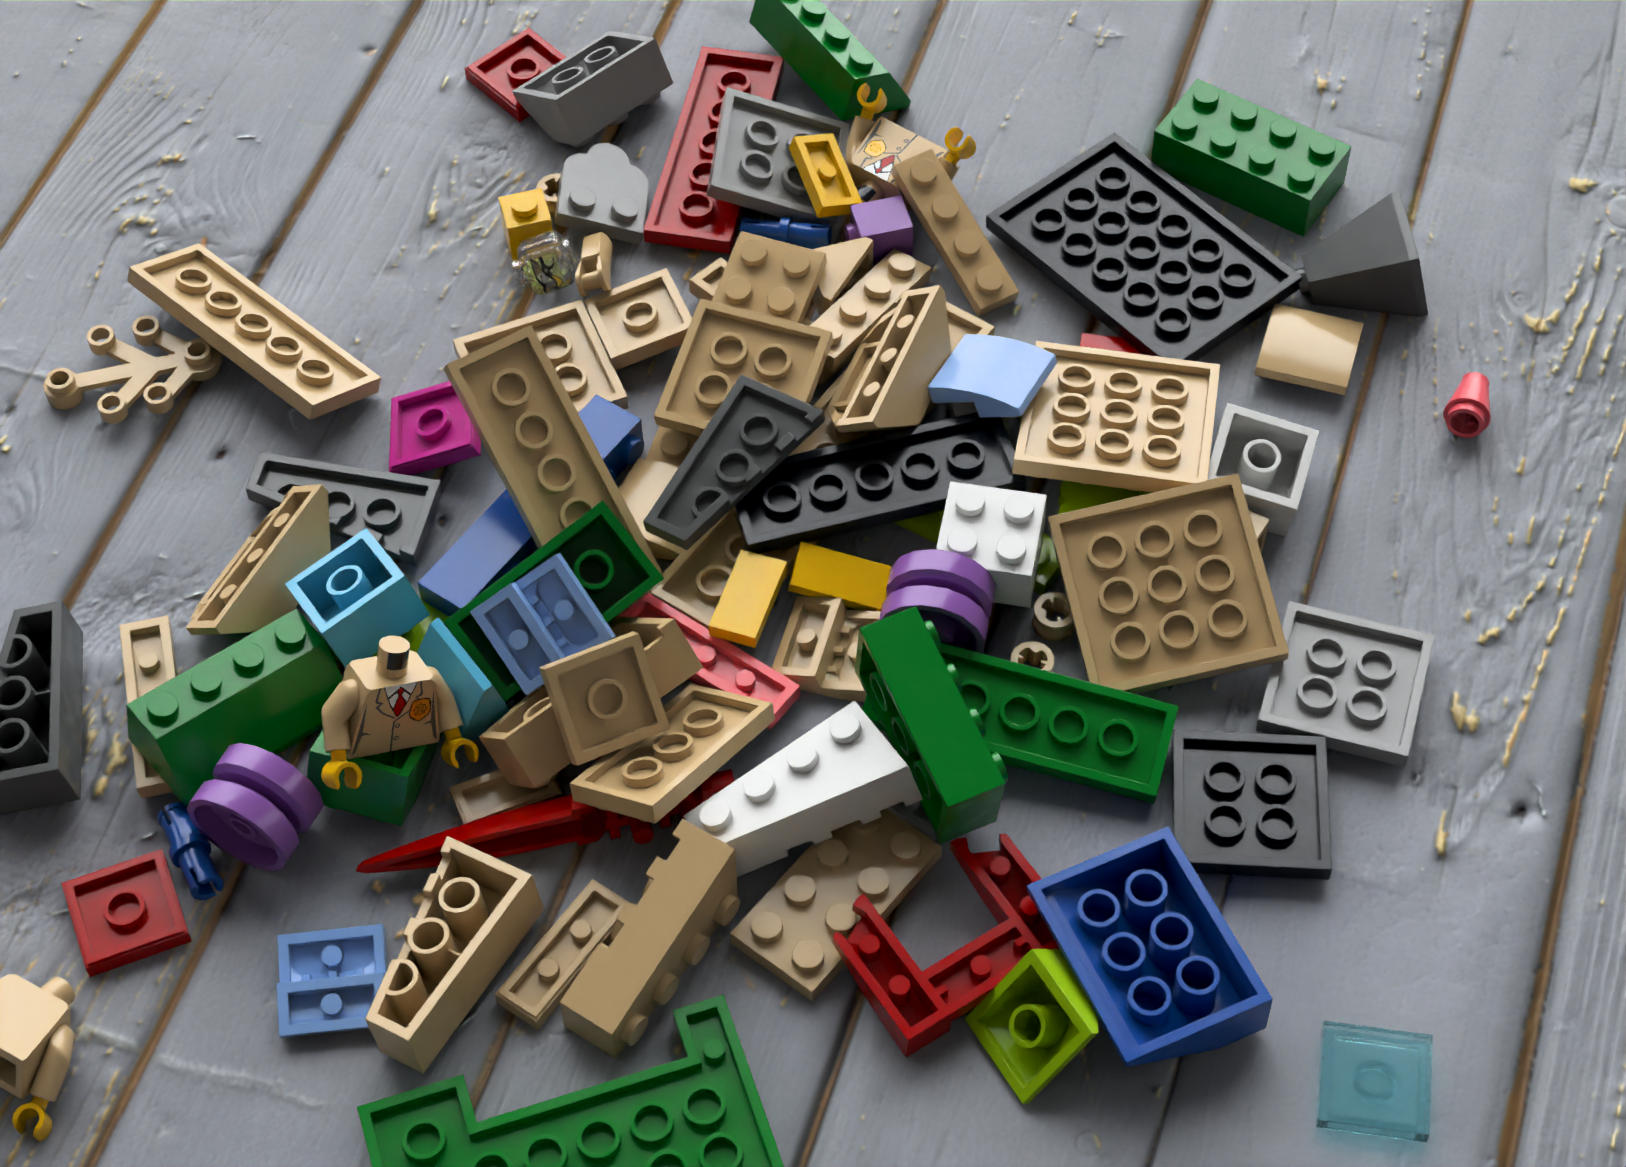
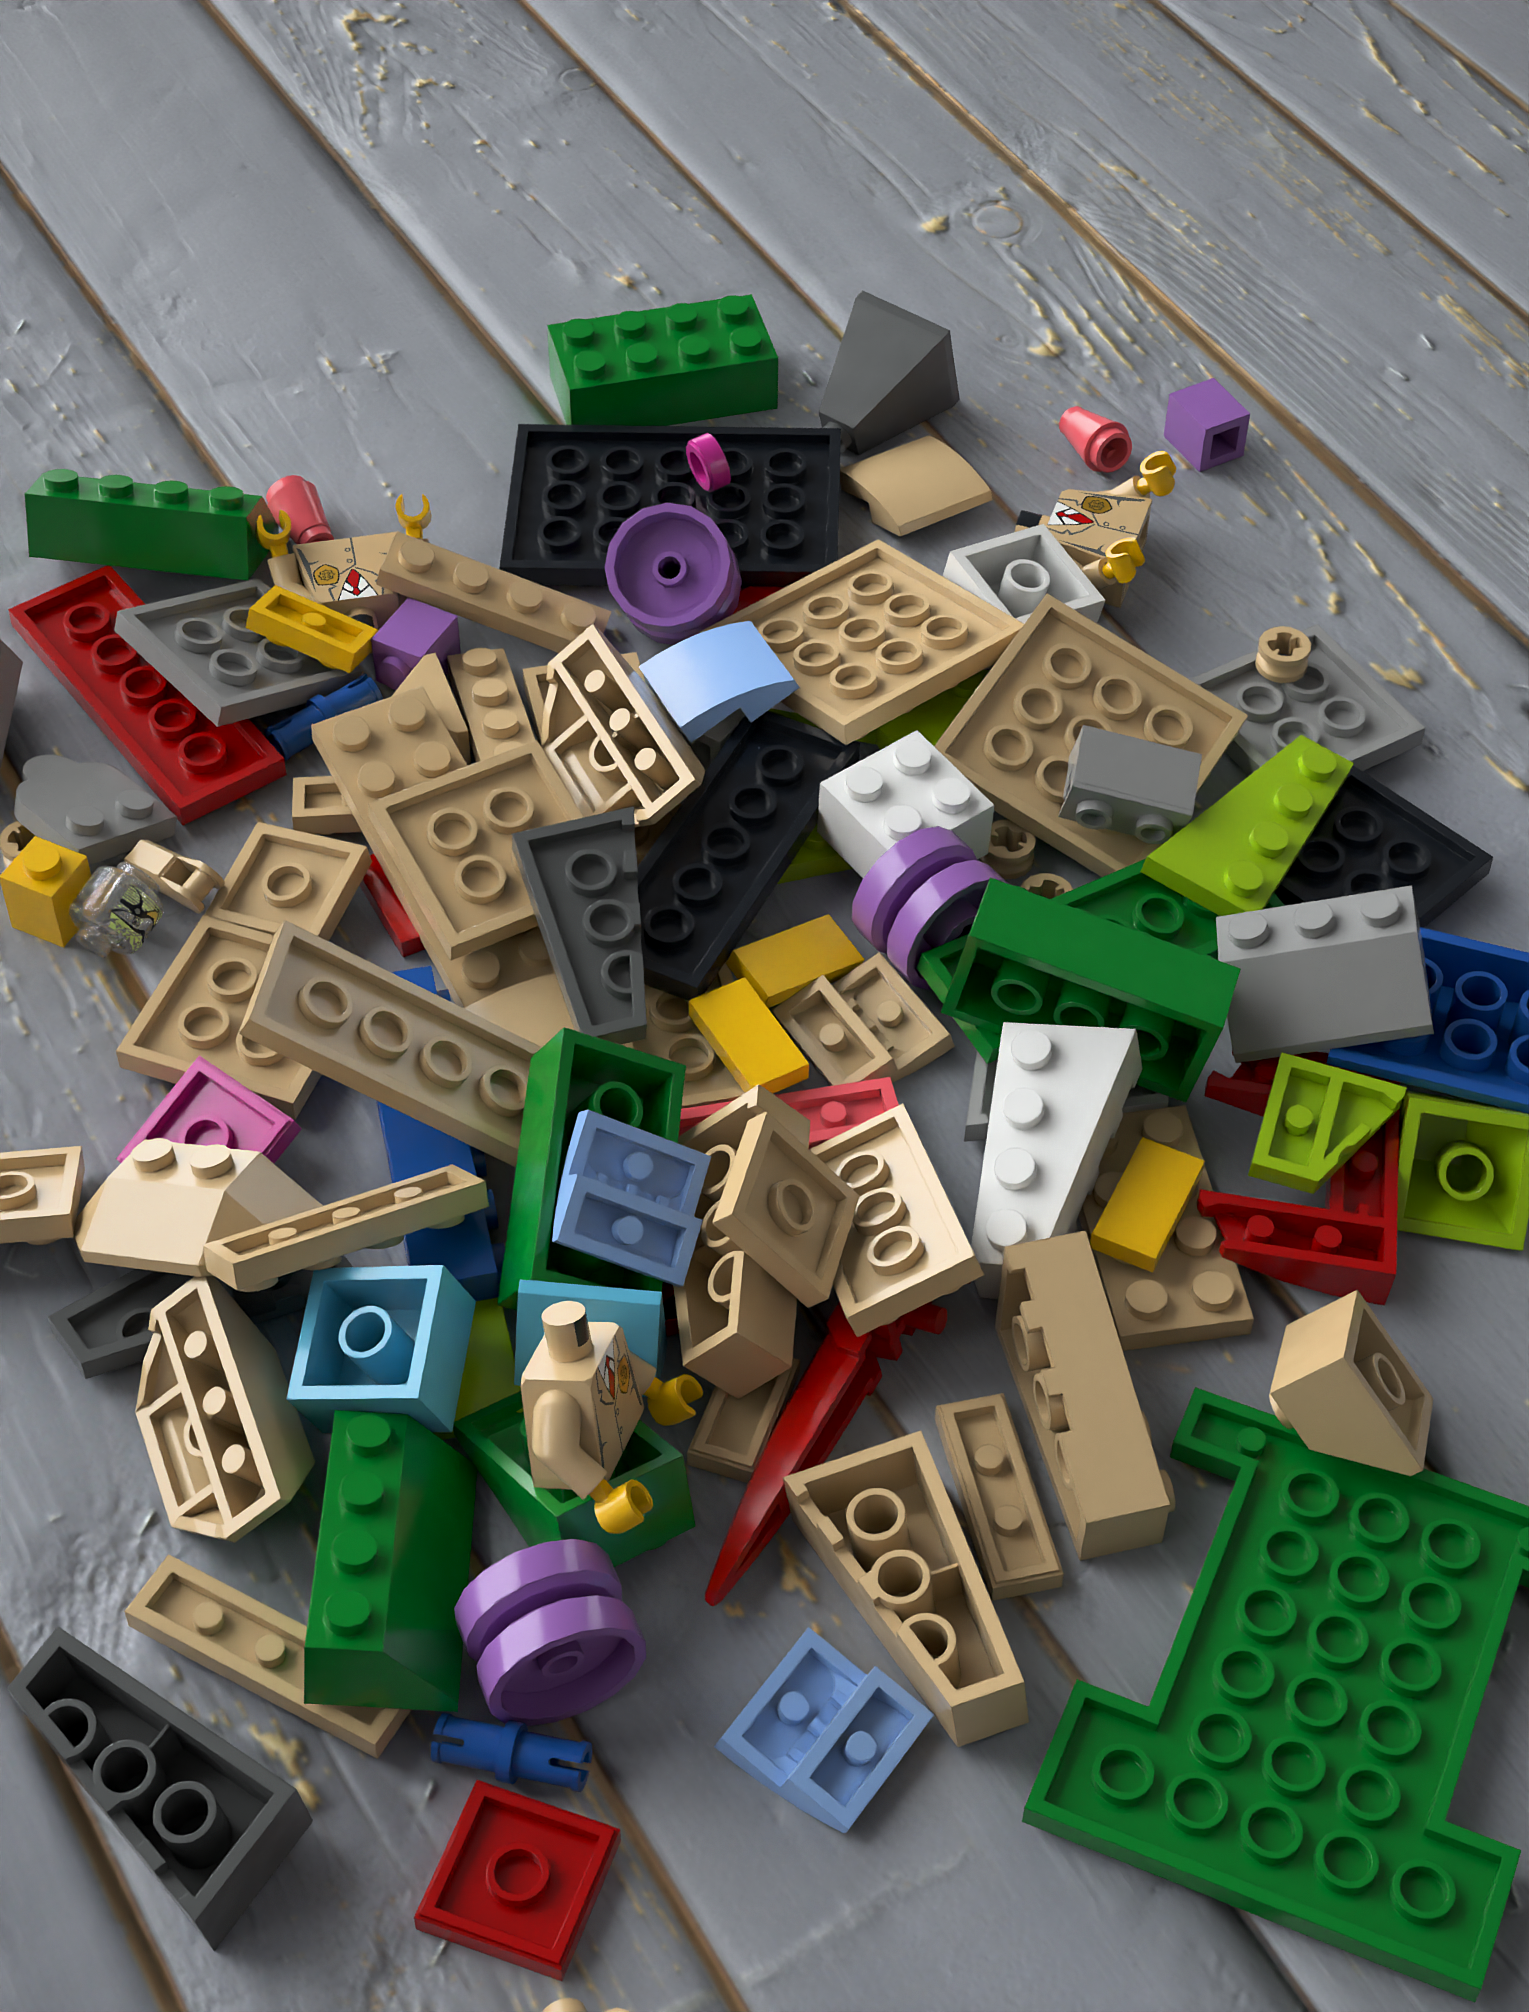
camera: 50 degrees left, 5 degrees down
(361, 458) = (178, 1197): none -> tan wedge
(402, 518) = (324, 1234): none -> tan plate
(792, 1076) = (1351, 1389): none -> tan slope
(828, 875) = (1147, 1204): none -> yellow tile
(925, 100) = (303, 506): none -> coral cone
(972, 916) = (1318, 1121): none -> lime wing
(1059, 292) = (655, 546): none -> medium lavender wheel
(1076, 836) = (1326, 974): none -> light grey slope
(1139, 633) = (1130, 785): none -> light grey hinge
(1175, 238) = (708, 462): none -> dark pink tile
(1184, 727) = (1252, 835): none -> lime wing
(1373, 469) = (1108, 527): none -> torso
(1376, 647) = (1283, 641): none -> tan bush
(1556, 451) = (1206, 424): none -> medium lavender brick

